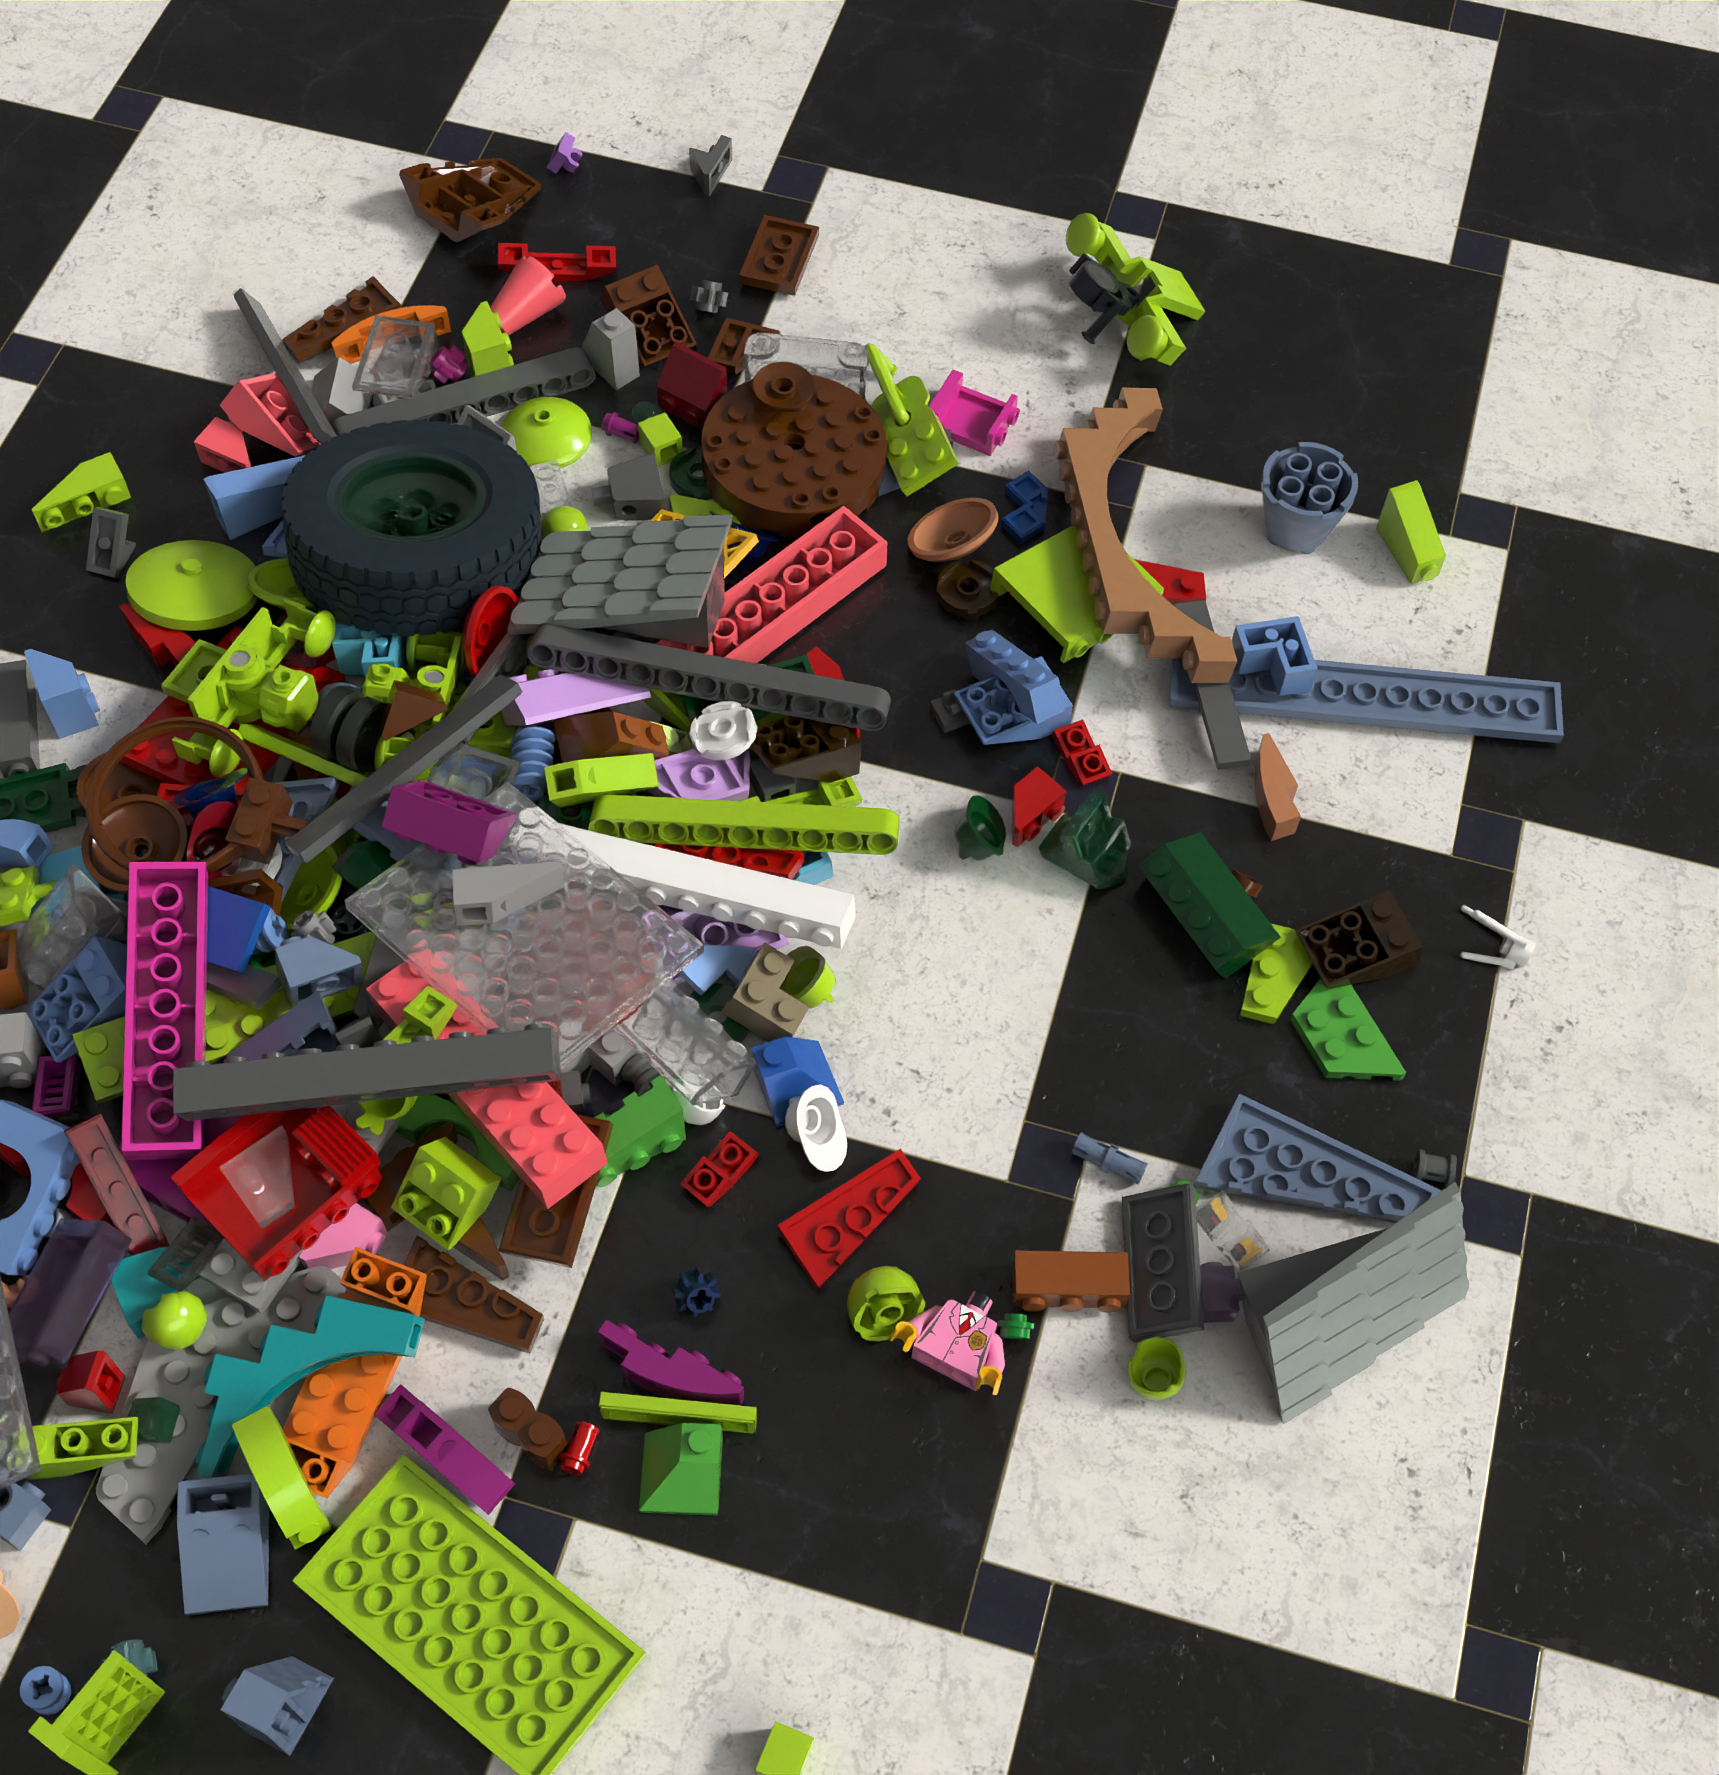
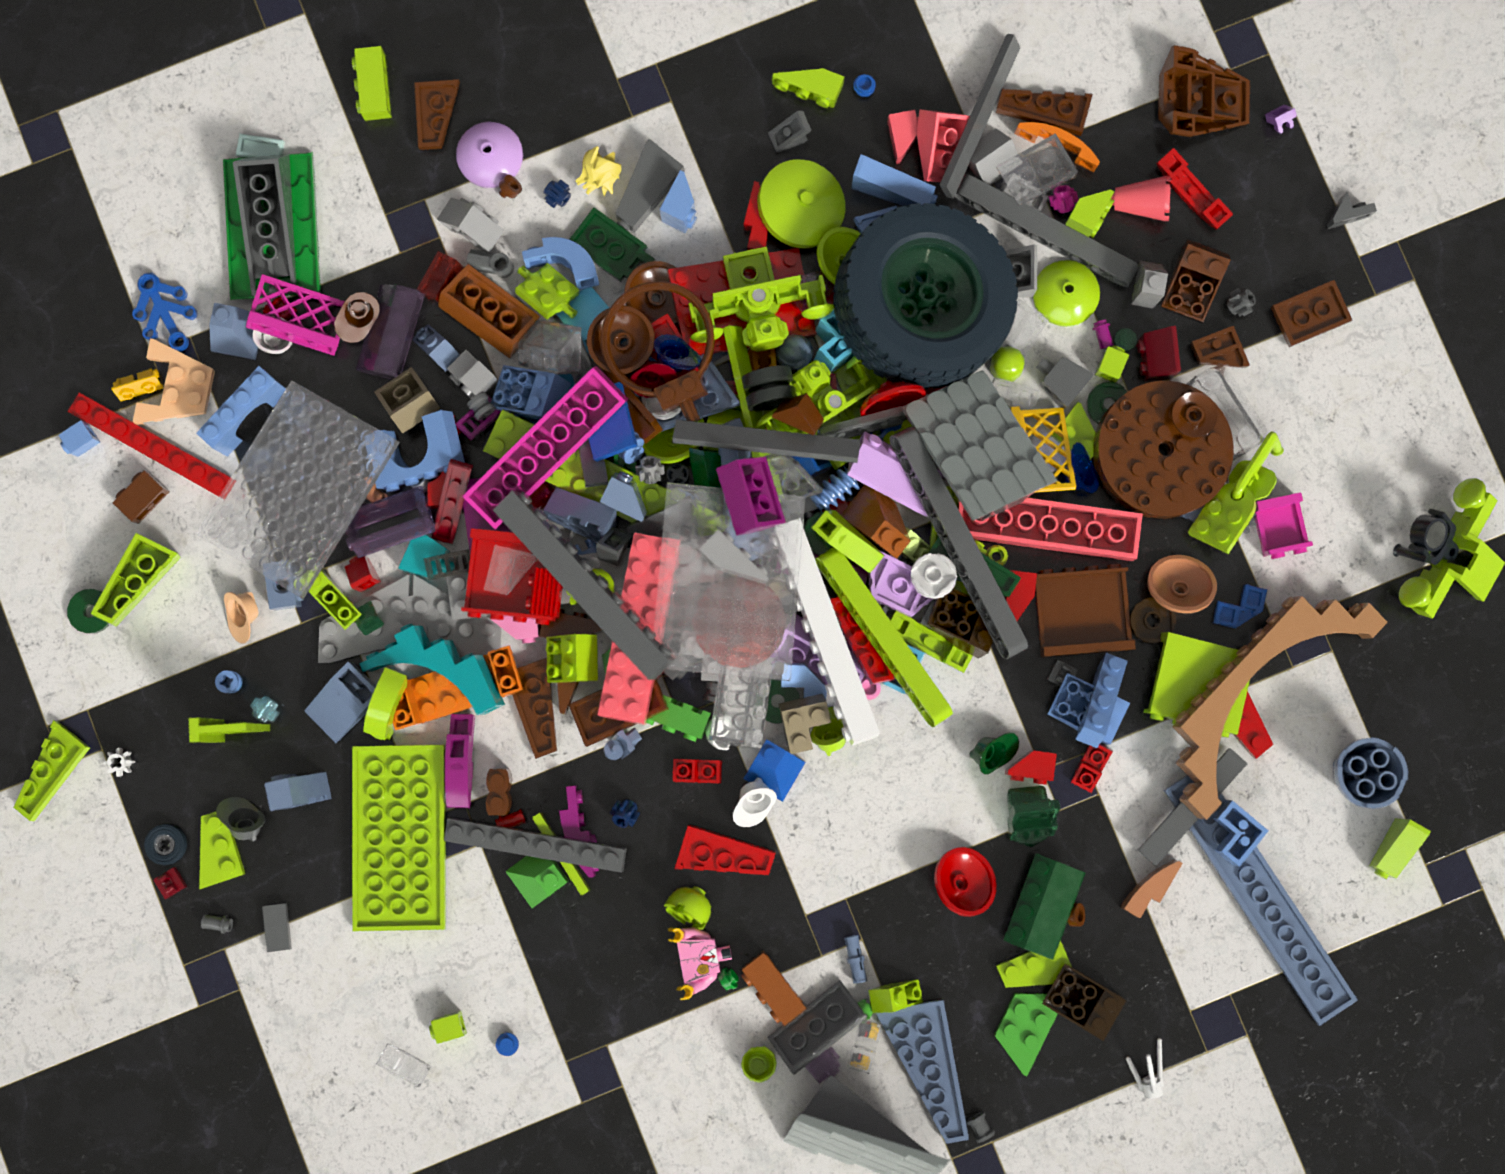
camera: 55 degrees right, 25 degrees up
(43, 1063) = (481, 406): none -> dark grey wheel
(140, 450) = (864, 85): none -> blue plate
(175, 1321) = (415, 590): lime hair -> none
(424, 1016) = (631, 582): lime slope -> none
(607, 1219) = (621, 744): none -> sand blue hips
(634, 1430) = (535, 844): none -> dark grey plate
(873, 1693) = (507, 1044): none -> blue plate
(900, 641) = (1083, 611): none -> reddish brown panel
(1110, 963) = (974, 879): none -> red dish
(1192, 1145) = (895, 996): none -> lime slope

